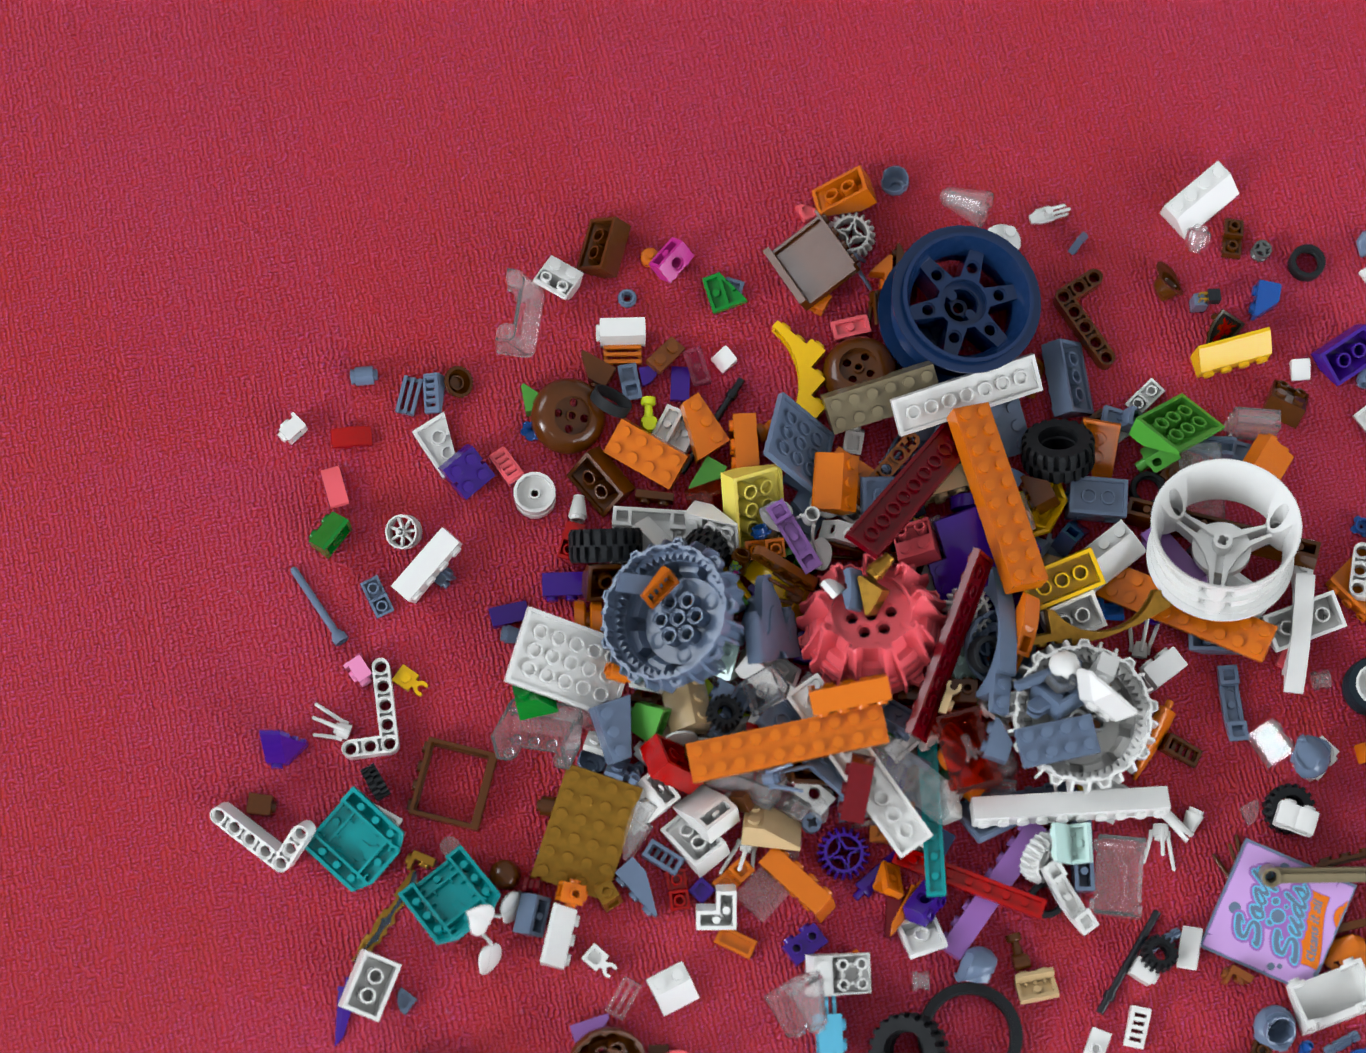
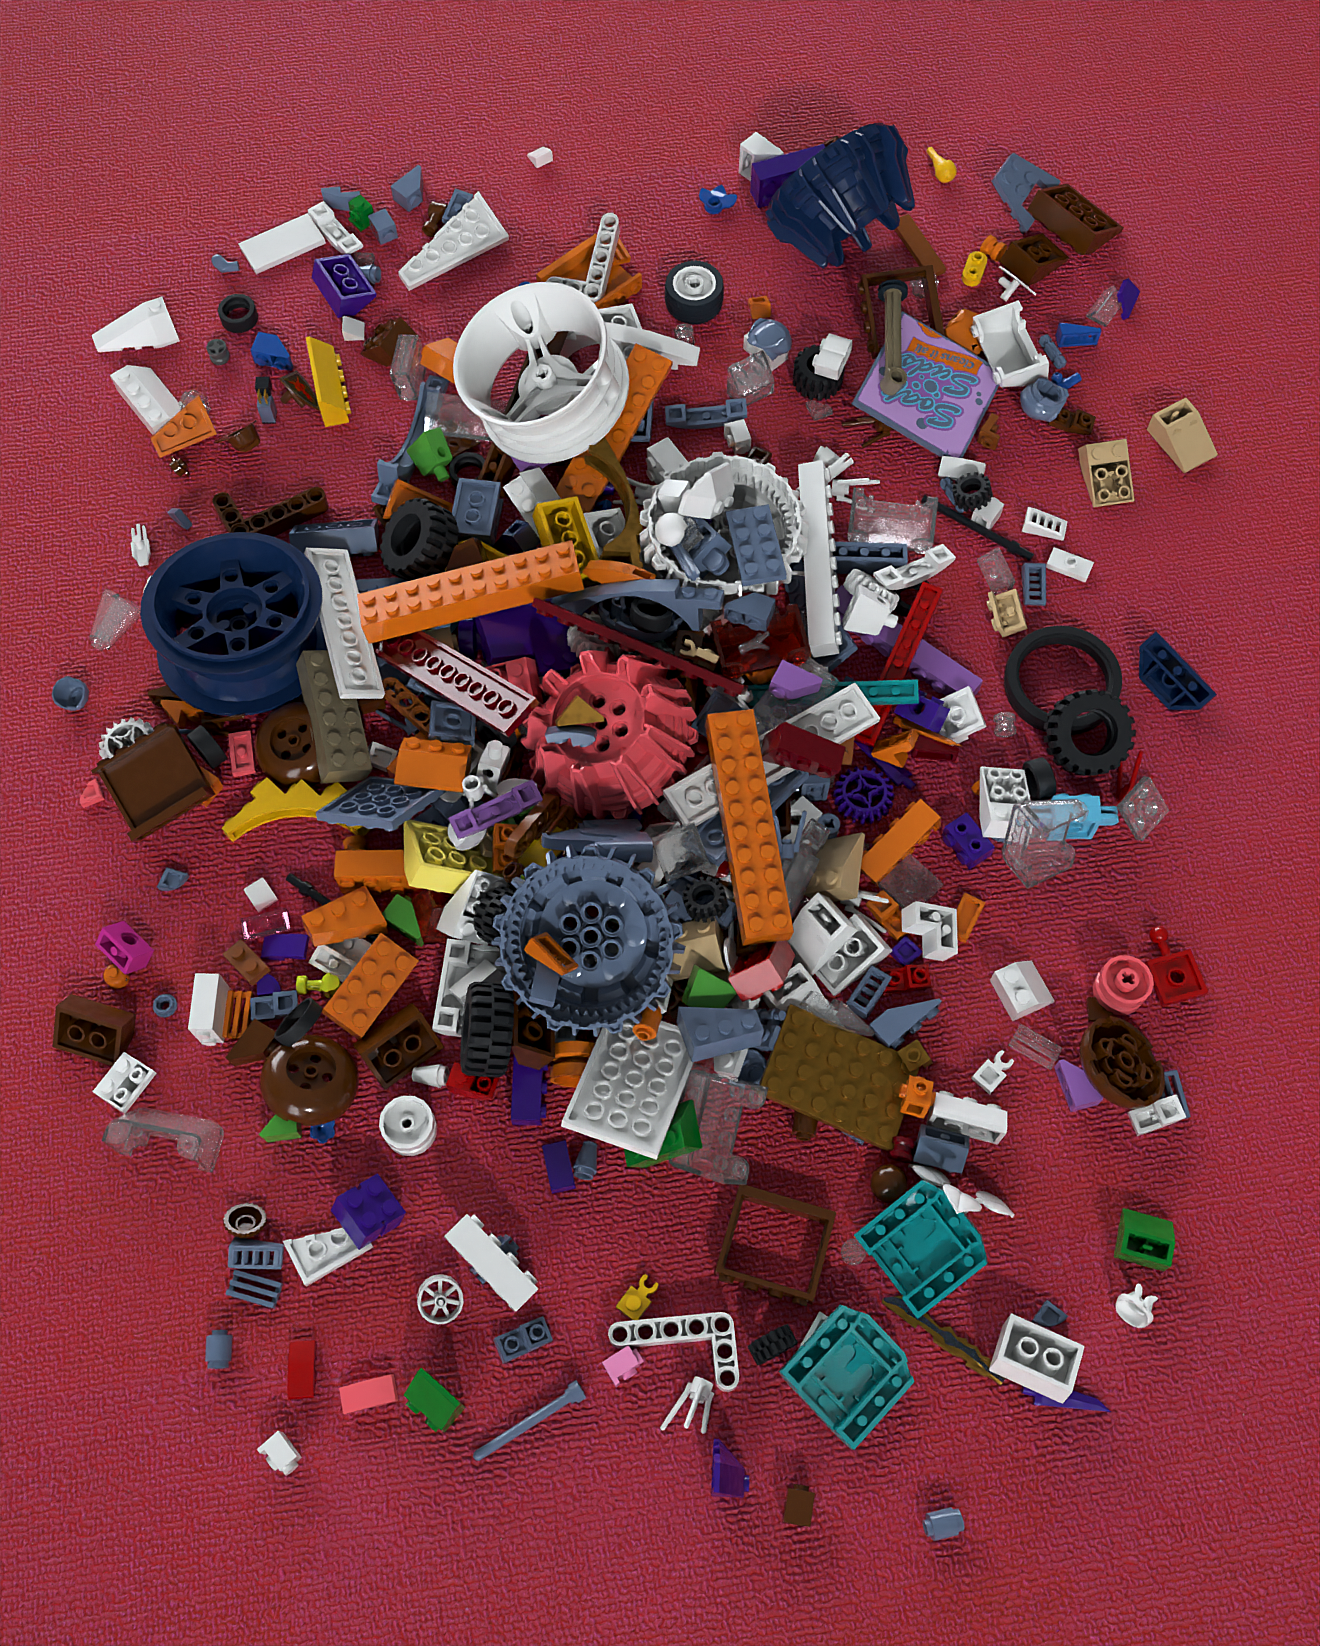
camera: 80 degrees left, 10 degrees down
(251, 913) = (943, 1523): none -> sand blue brick
(262, 837) = (844, 1504): white beam -> none
(424, 860) = (872, 1284): pearl gold bracket -> none
(505, 464) = (352, 1166): coral slope -> none
(647, 496) = (423, 990): reddish brown plate -> none
(722, 293) = (177, 892): green wing -> none
(741, 800) = (805, 892): reddish brown piece -> none
(760, 531) = (484, 850): blue plate -> none
(820, 809) = (816, 810): clear tile -> none
(832, 587) = (568, 756): white tile -> none
(845, 193) = (75, 745): orange slope -> none
(850, 298) = (206, 747): none -> black tyre
(850, 694) = (697, 747): orange wedge -> none
(864, 1007) = (1039, 779): none -> black tyre
(879, 567) = (548, 703): pearl gold cone -> none
(928, 779) = (793, 682): none -> medium lavender slope
(976, 965) = (990, 664): sand blue helmet -> none
(1012, 851) = (868, 613): none -> white torso
(1018, 958) = (978, 627): reddish brown leg -> none
(1071, 843) = (859, 552): light aqua bracket -> none
(1081, 978) = (996, 571): none -> clear slope
(1087, 1014) = (1039, 568): none -> sand blue slope
(1131, 234) = (179, 466): none -> reddish brown plate
(1146, 395) = (363, 468): white slope -> none
(1169, 233) = (184, 429): none -> orange wing
(1174, 426) = (406, 428): bright green slope -> none
(1208, 734) = (737, 436): none -> white brick
(1232, 238) = (196, 377): reddish brown slope -> none
(1280, 178) = (142, 326): none -> white wedge

